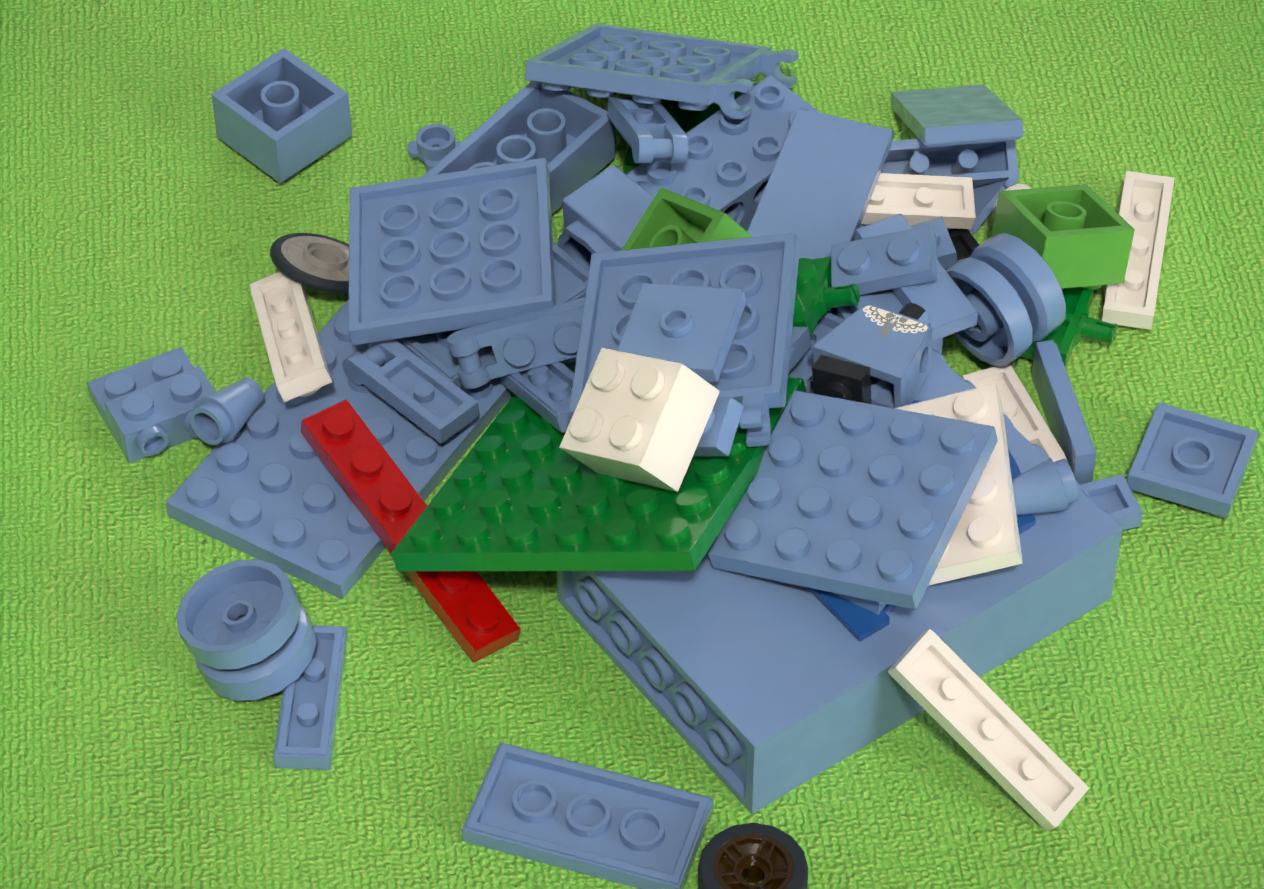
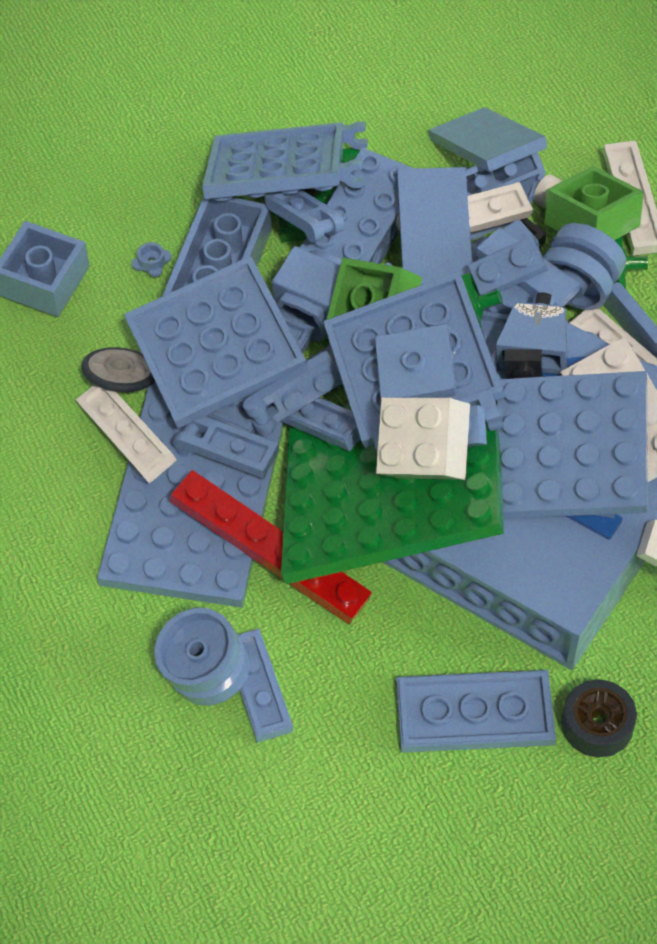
camera: 20 degrees left, 10 degrees up
(150, 403) = (54, 507): medium blue plate -> none
(224, 412) = (111, 503): medium blue cone -> none

